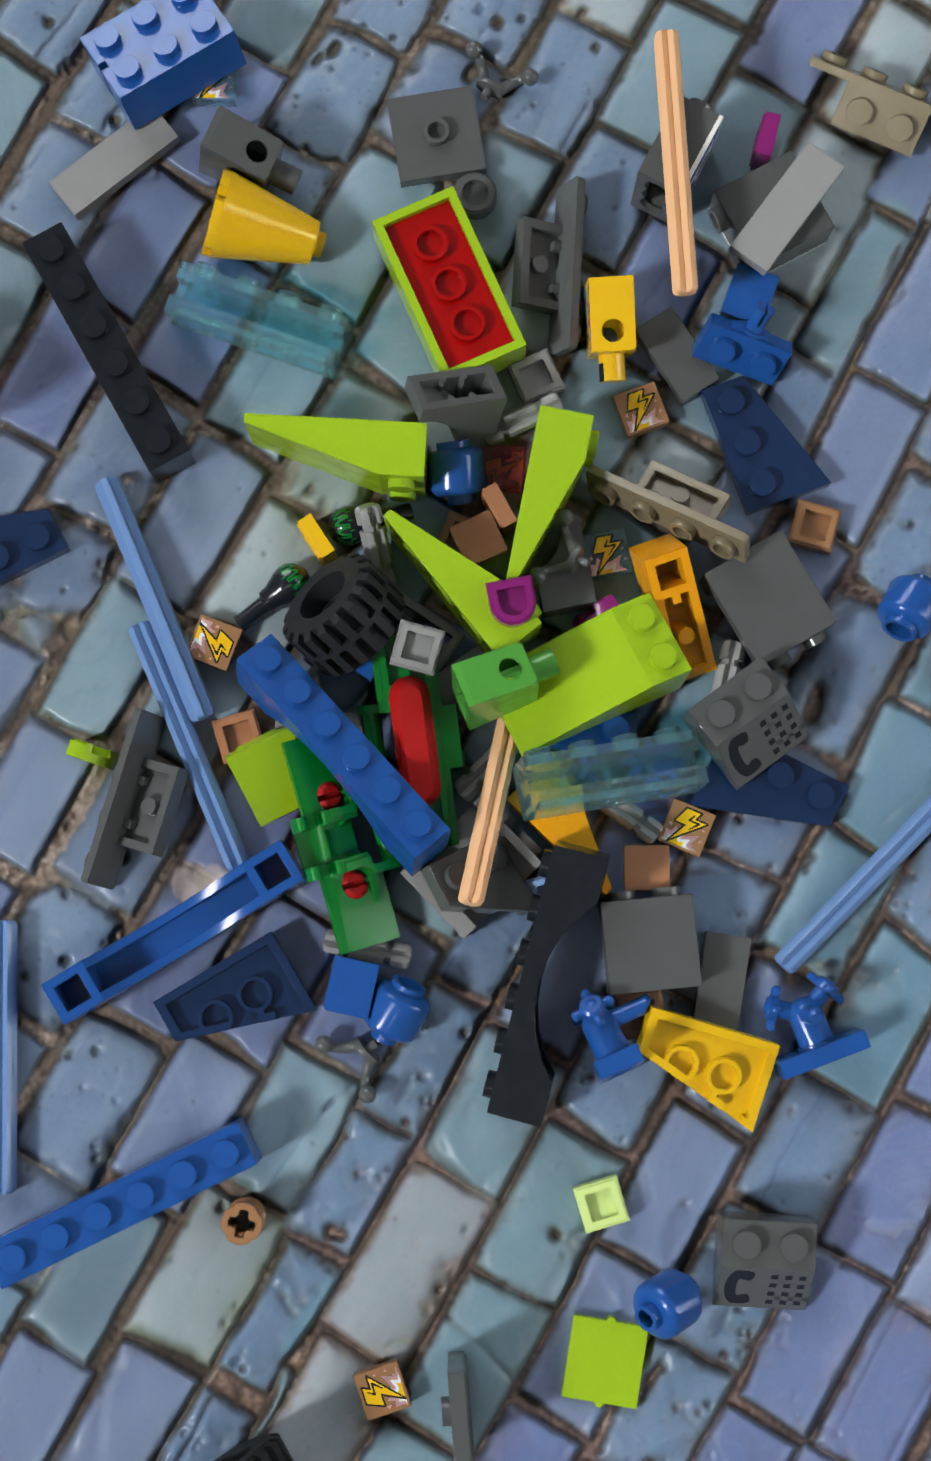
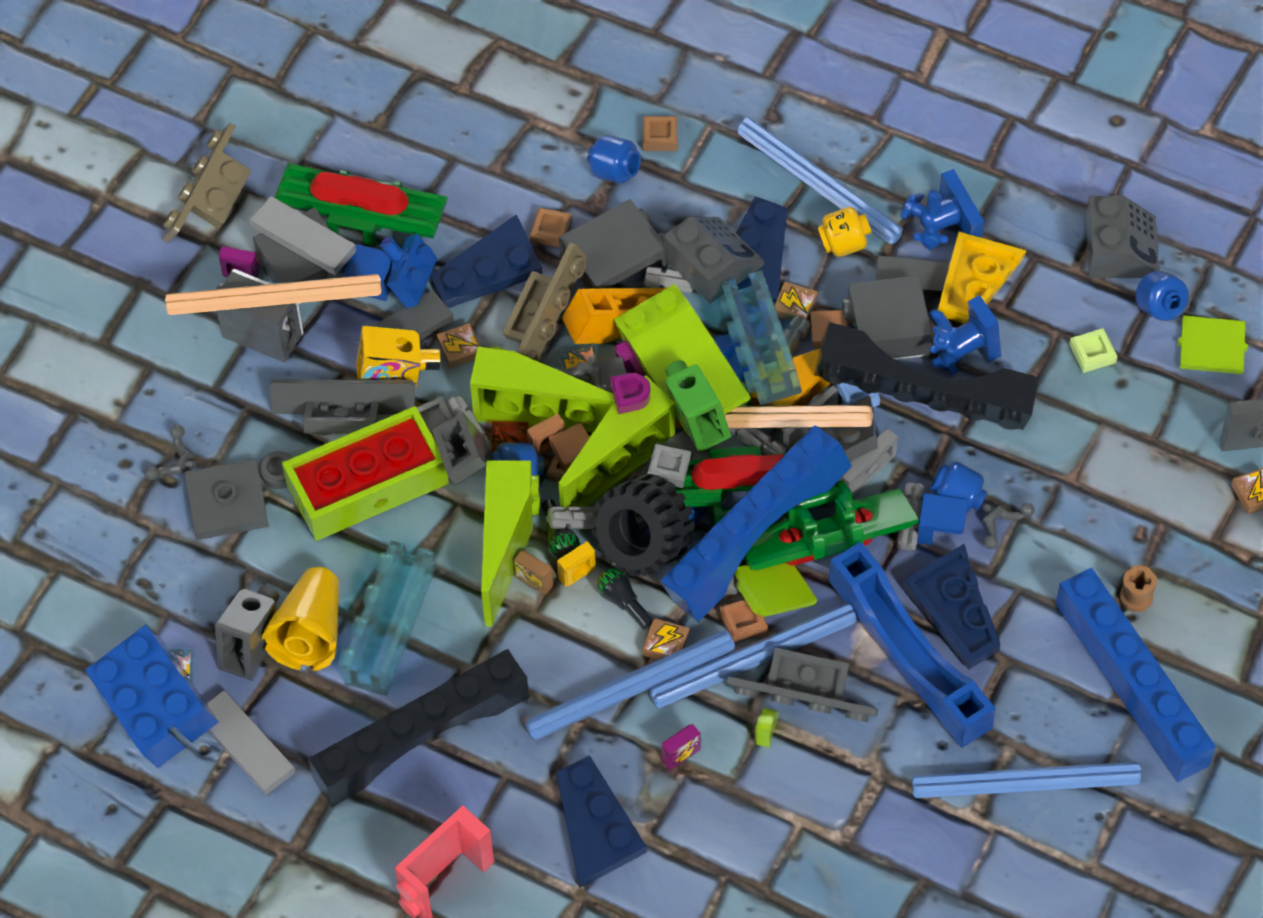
camera: 90 degrees left, 25 degrees down
(67, 652) = (681, 746): none -> magenta tile
(309, 489) = (533, 572): none -> medium nougat tile
(786, 896) = (844, 231): none -> yellow head
(842, 285) = (361, 202): none -> green piece

